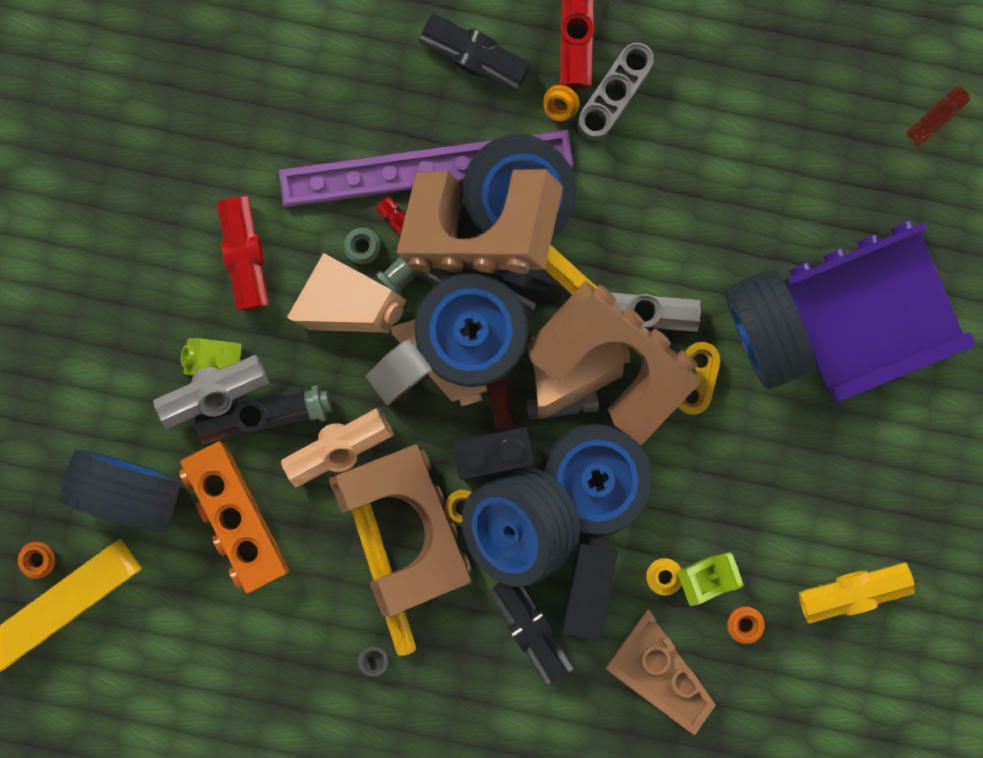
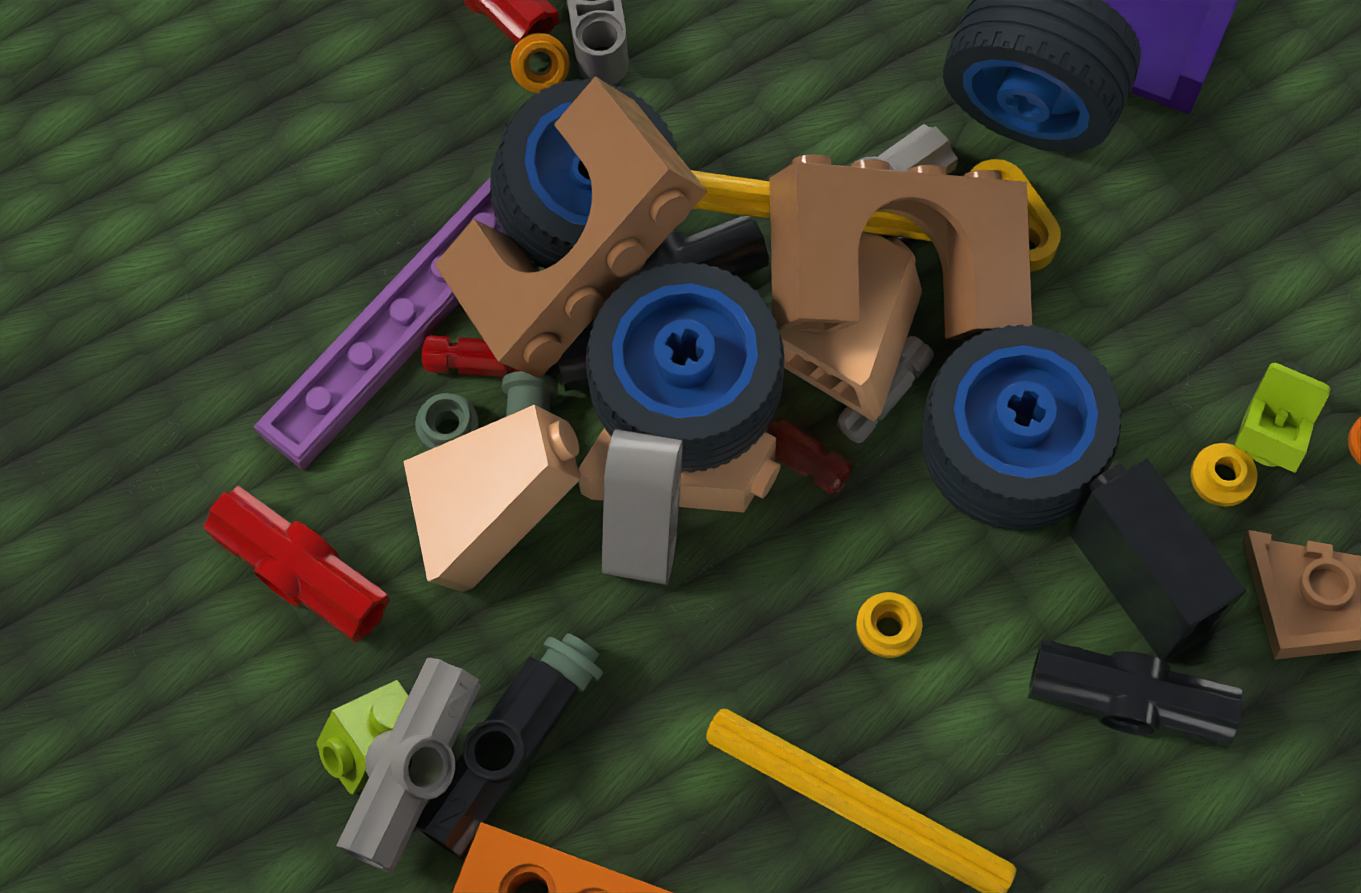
camera: 40 degrees left, 20 degrees down
(337, 447) = (643, 720): light nougat piece -> none
(439, 564) = (785, 647): medium nougat arch -> none
(474, 52) = (381, 95): black piece -> none
(492, 453) = (860, 498): black brick -> none
(520, 526) = (990, 554): black wheel -> none

